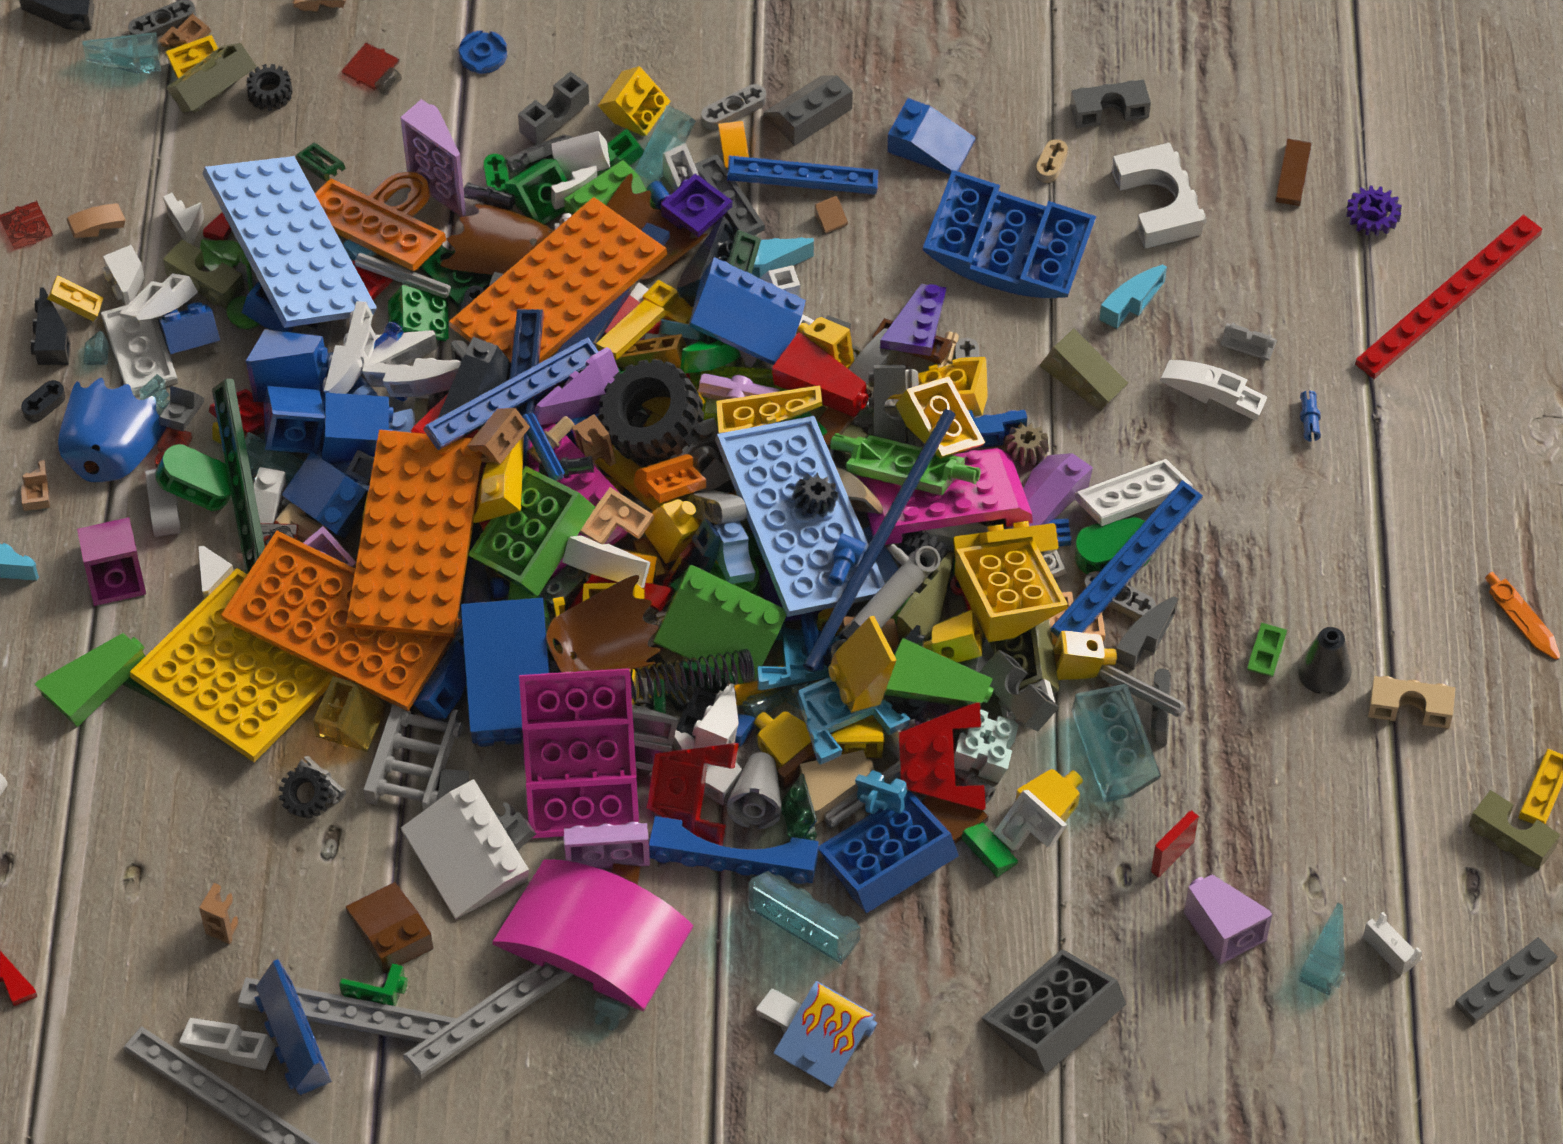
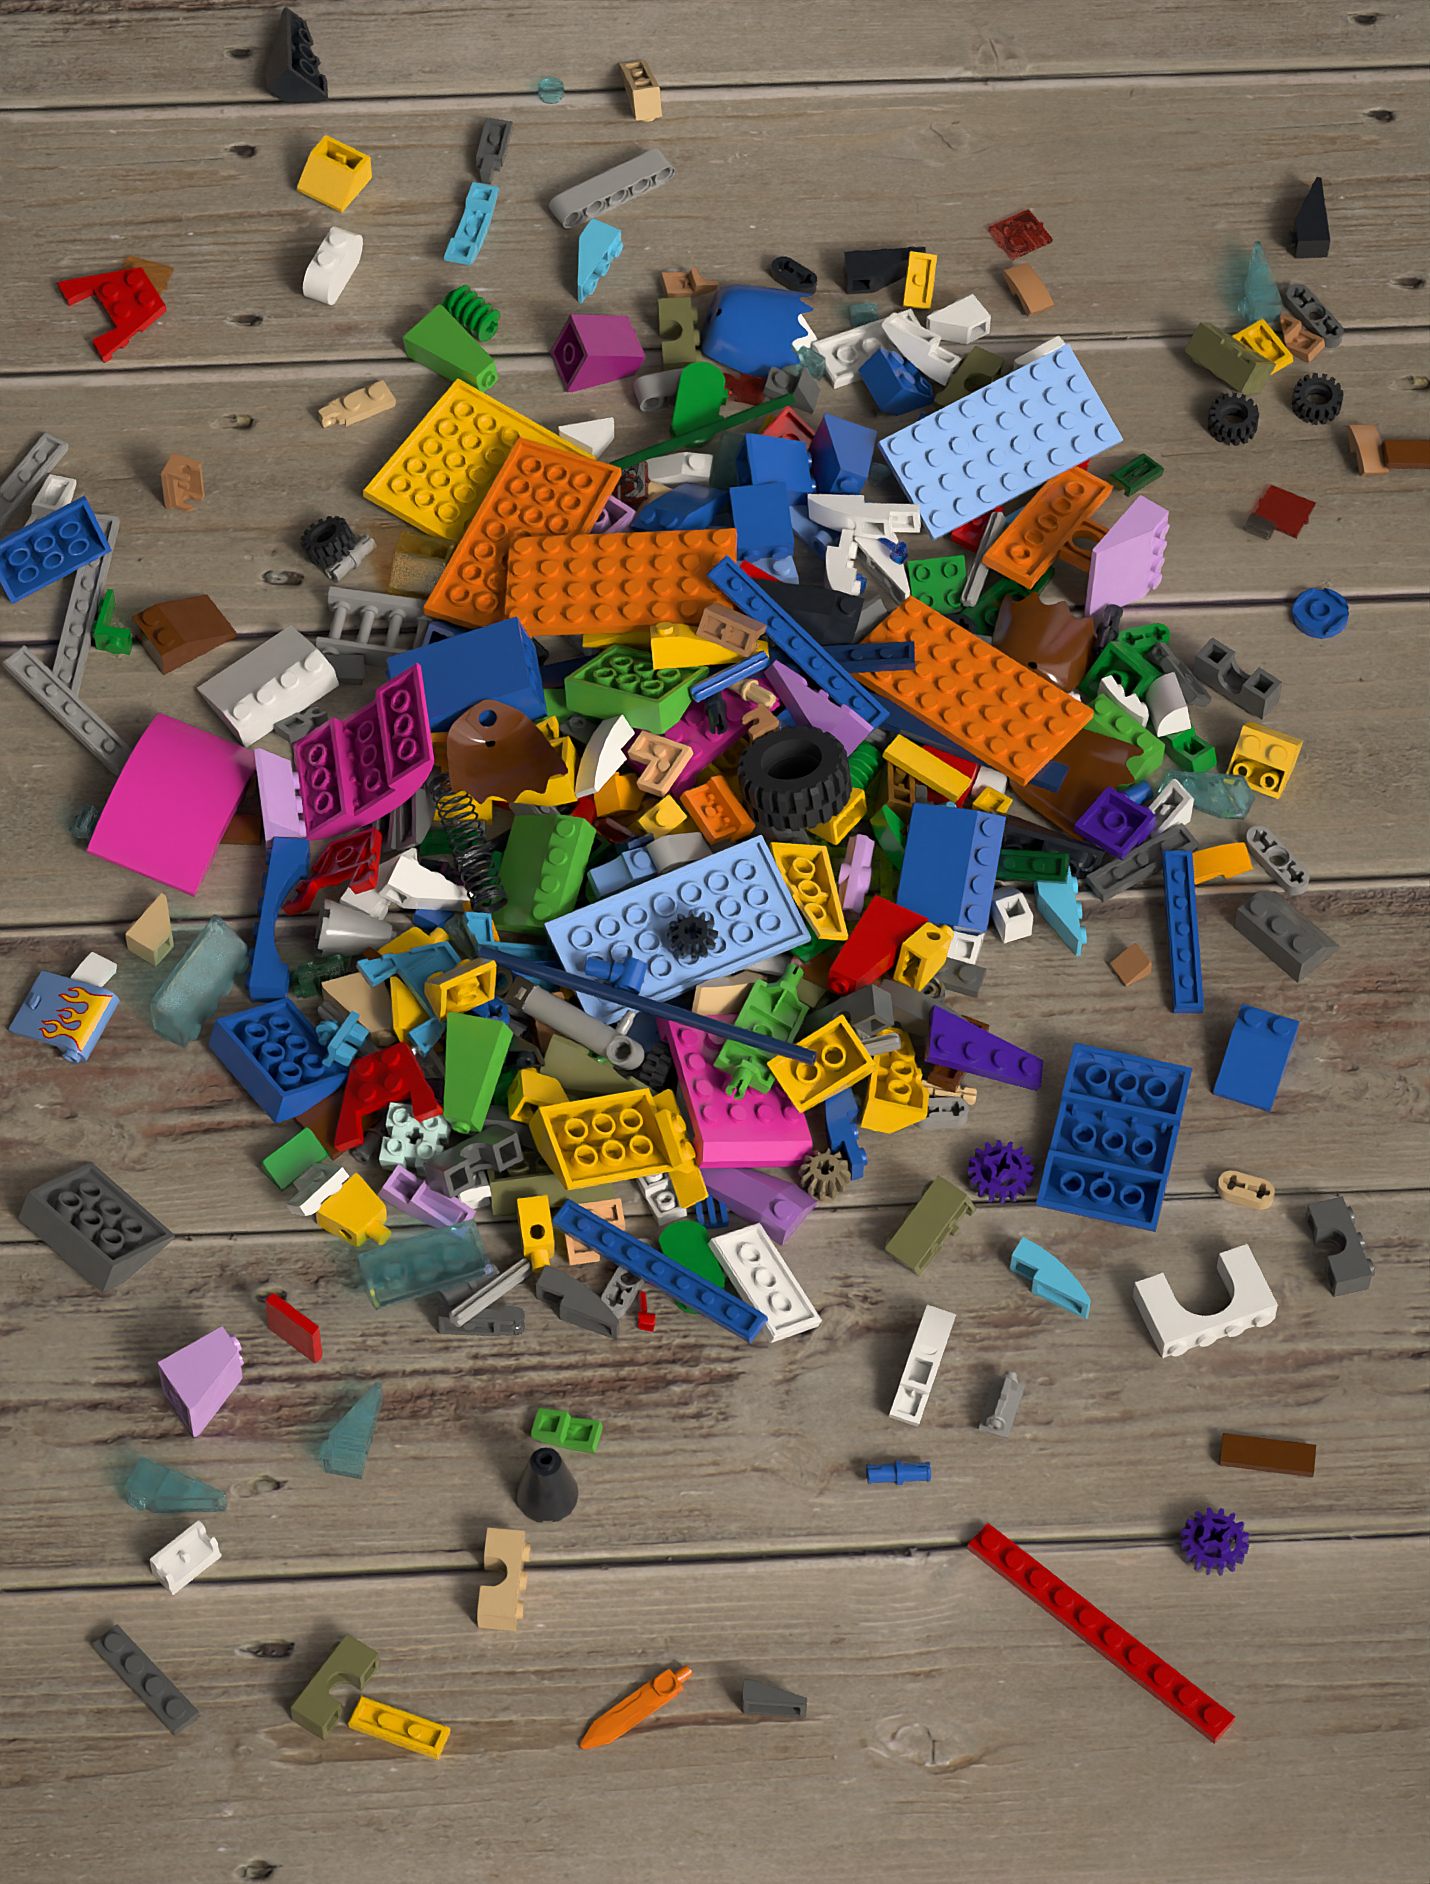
camera: 85 degrees right, 0 degrees up
(42, 659) = (472, 312): none -> green piece
(83, 492) = (677, 321): none -> olive arch
(134, 767) = (358, 405): none -> tan hinge
(256, 37) = (1321, 387): none -> black tyre
(738, 955) = (152, 933): none -> tan slope
(1030, 321) = (1012, 1179): none -> dark purple gear
(1039, 747) = (416, 1199): none -> lavender slope
(1160, 588) = (646, 1320): none -> red hand
(1276, 808) = (351, 1438): none -> clear light blue slope
(1518, 522) = (772, 1701): none -> dark grey slope

